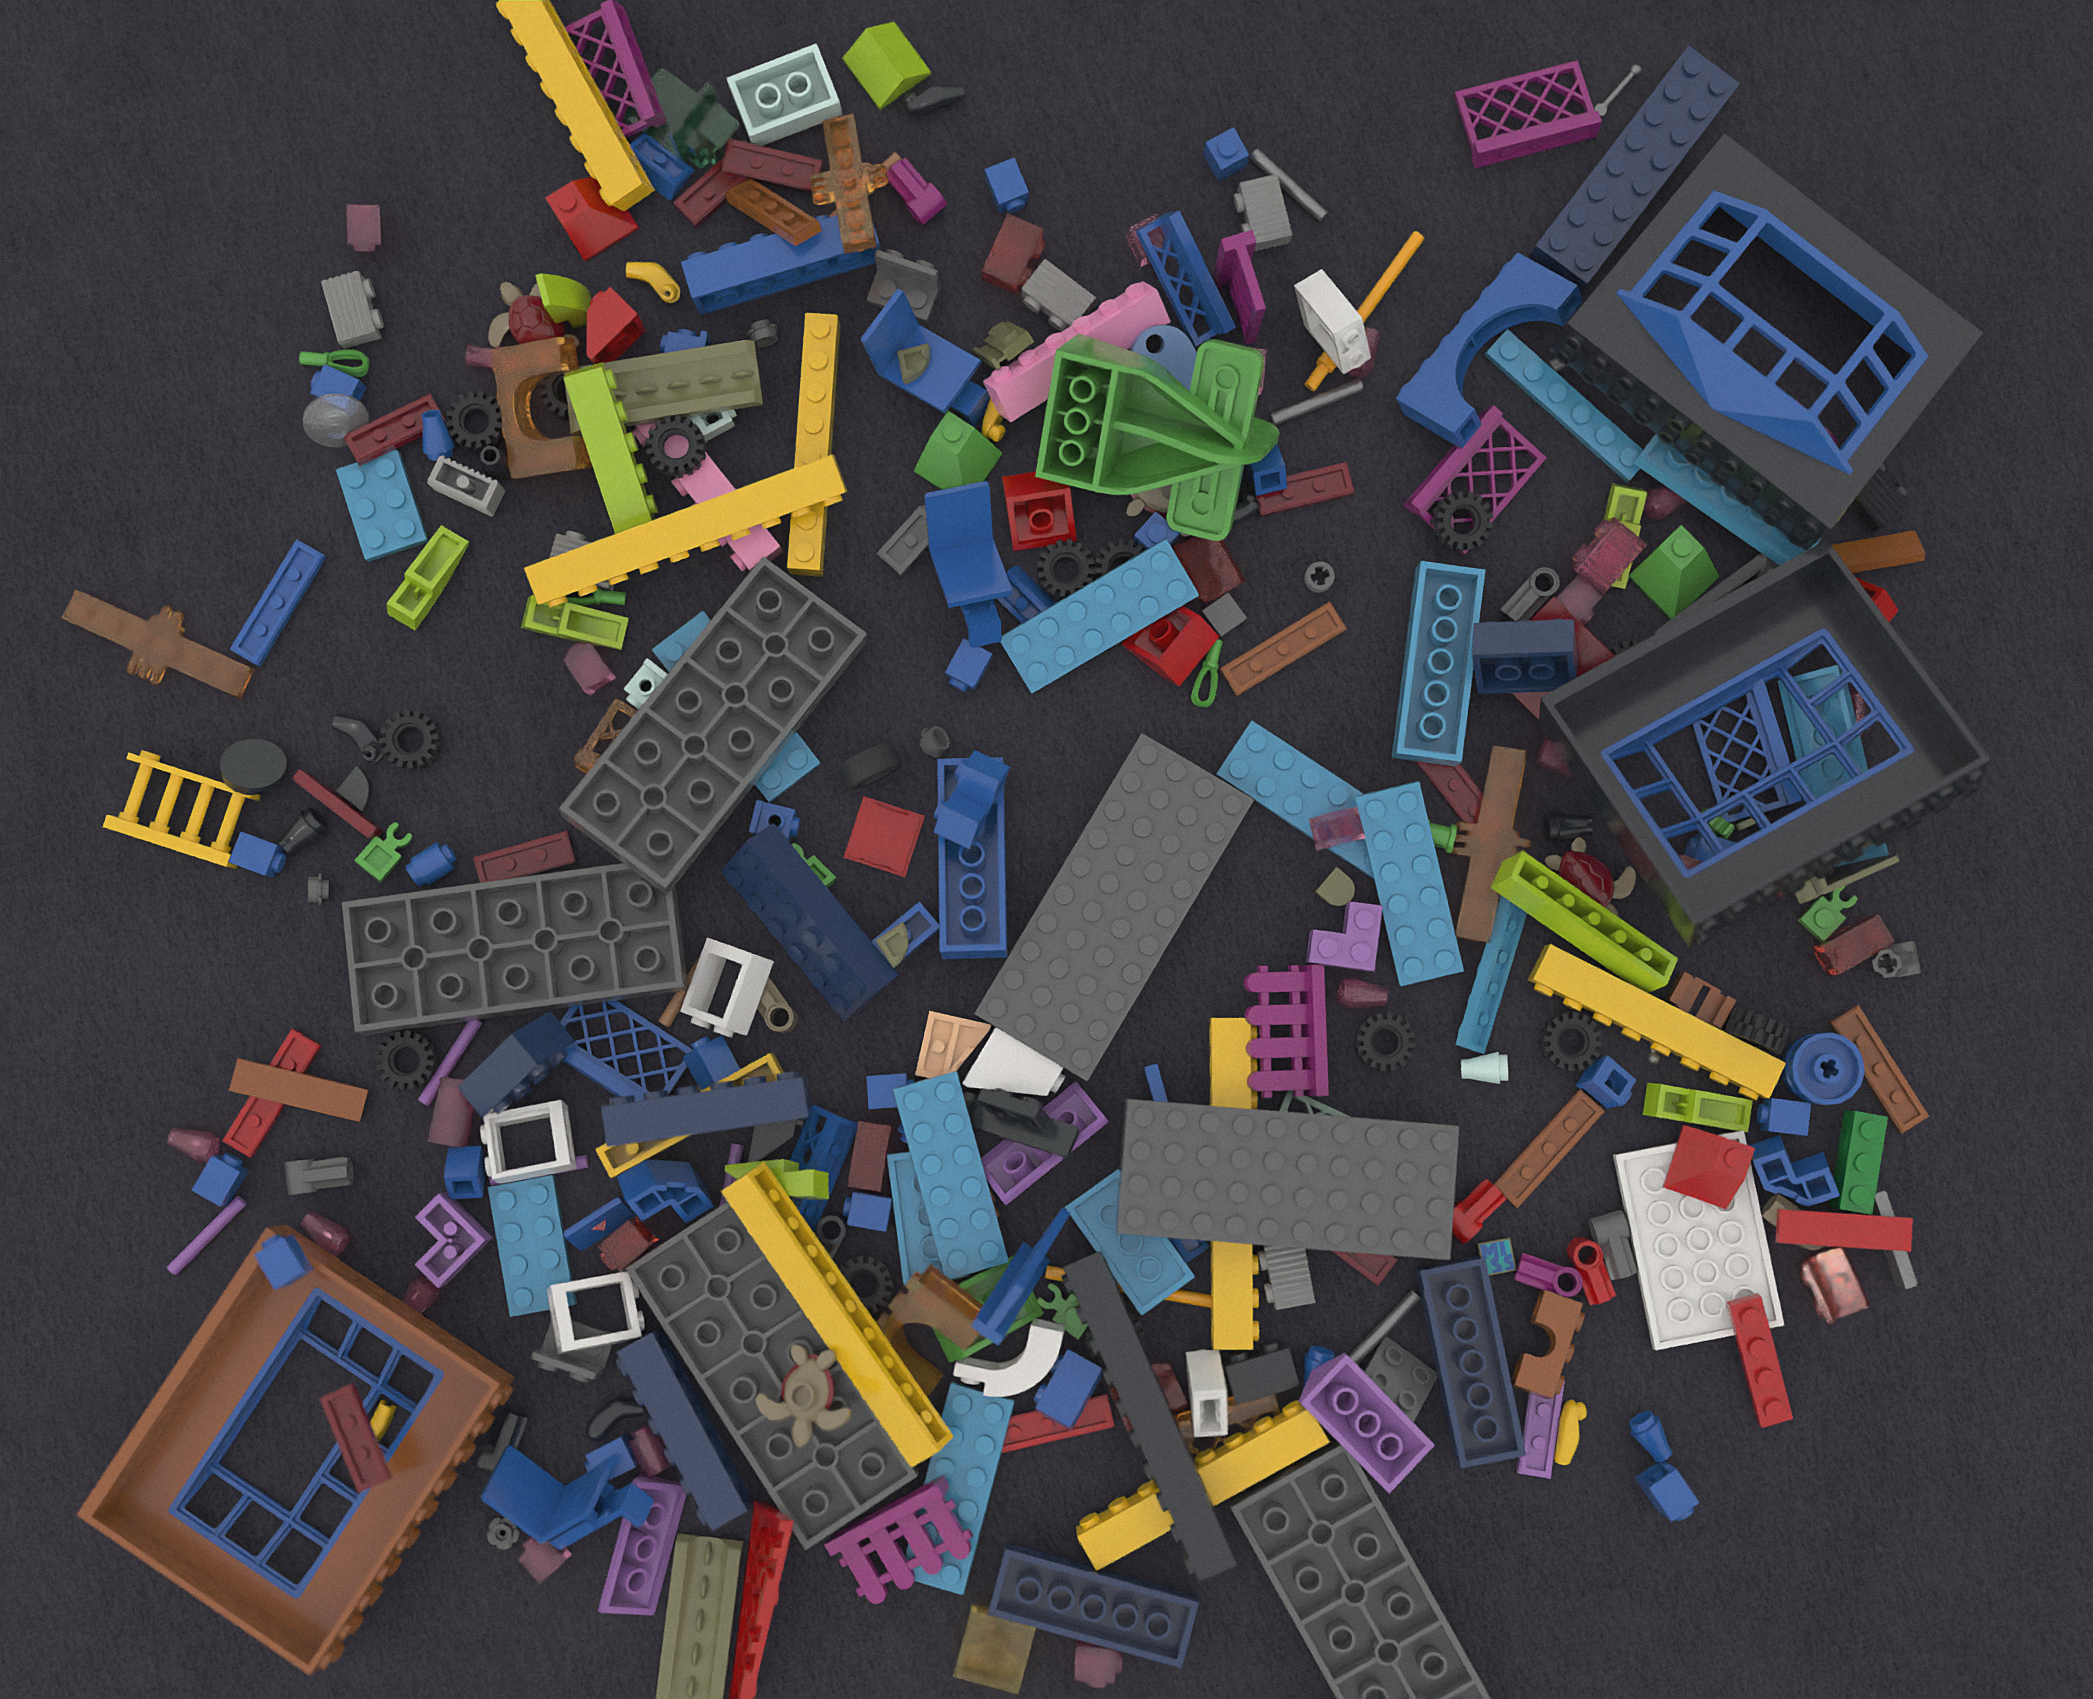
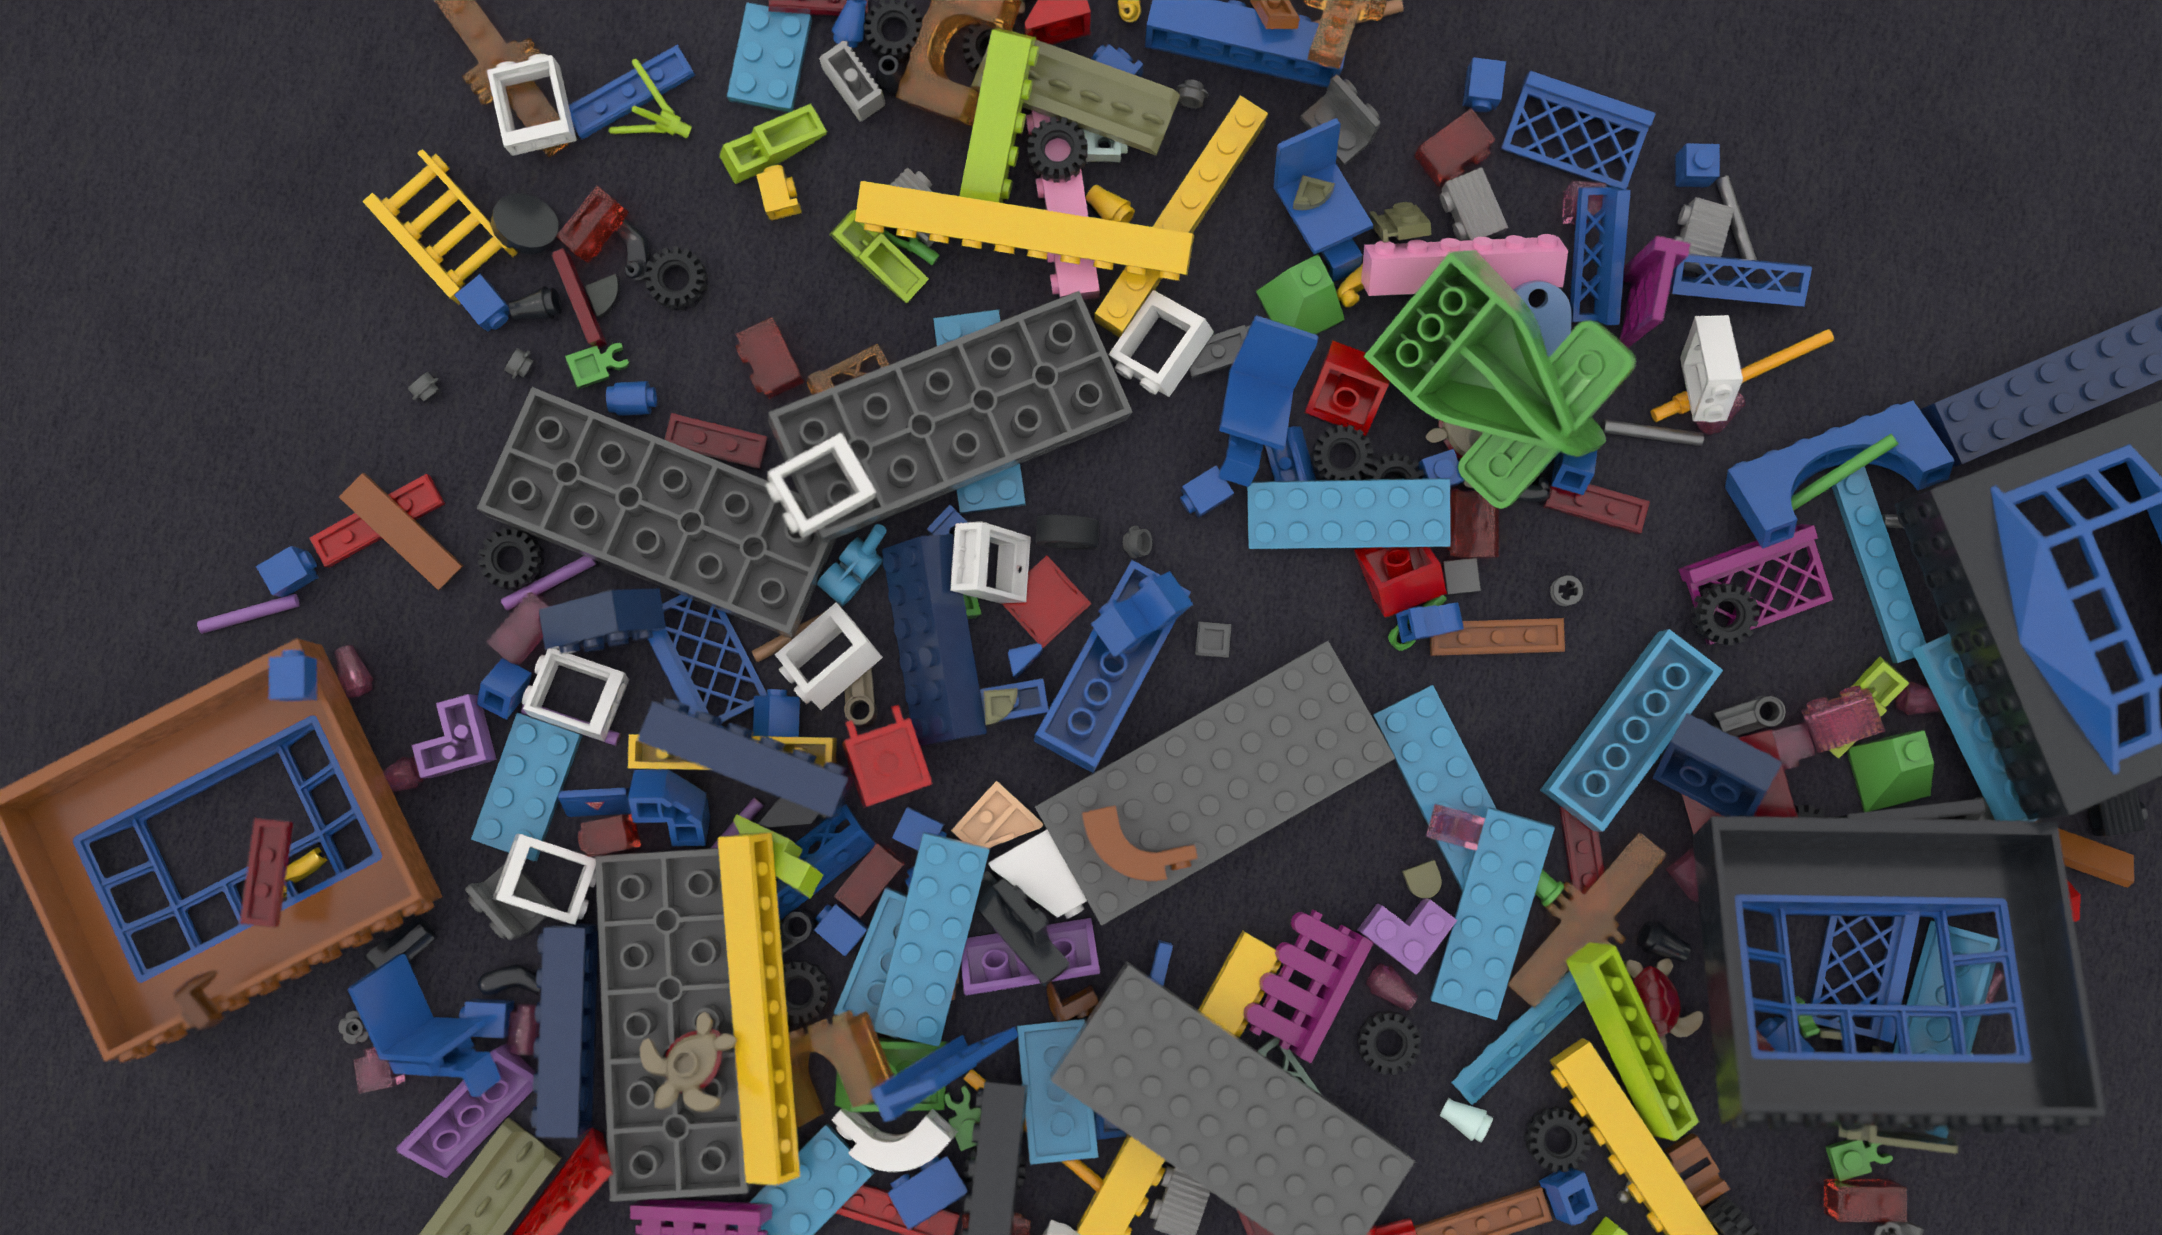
camera: 30 degrees right, 0 degrees up
(195, 1144) = (284, 527): clear pink cone -> none
(219, 688) = (537, 136): none -> white window
(247, 956) = (424, 387): none -> dark grey plate
(311, 1175) = (368, 613): dark grey piece -> none
(312, 734) = (592, 224): none -> clear red bracket
(324, 611) = (665, 122): none -> lime plant
(363, 1583) = (196, 1006): none -> reddish brown plate
(456, 617) = (778, 193): none -> yellow brick
(530, 762) = (769, 357): none -> clear red brick
(588, 667) = (868, 302): clear pink brick -> none
(647, 672) = (917, 336): light aqua brick -> none
(657, 816) = (852, 470): none -> white window
(706, 898) = (856, 566): none -> dark azure beam
(748, 468) = (1110, 205): none -> yellow cone
(803, 838) = (971, 562): none -> white window
(826, 1046) = (886, 761): none -> red container
(882, 564) = (1196, 337): none -> white window
(893, 893) = (1023, 657): none -> blue slope
(920, 198) = (1400, 51): magenta piece -> none
(1045, 787) = (1213, 639): none -> dark grey tile
(1074, 1012) = (1113, 848): none -> dark orange arch
(1106, 1159) = (1077, 1004): none -> reddish brown plate
(1107, 153) = (1586, 103): none -> blue fence
(1218, 668) = (1429, 621): none -> blue leg
(1316, 241) = (1742, 290): none -> blue fence
(1492, 346) = (1843, 471): none -> bright green bar
(1540, 135) = (1990, 307): magenta fence -> none
(1635, 71) = (2060, 314): flat silver hinge -> none

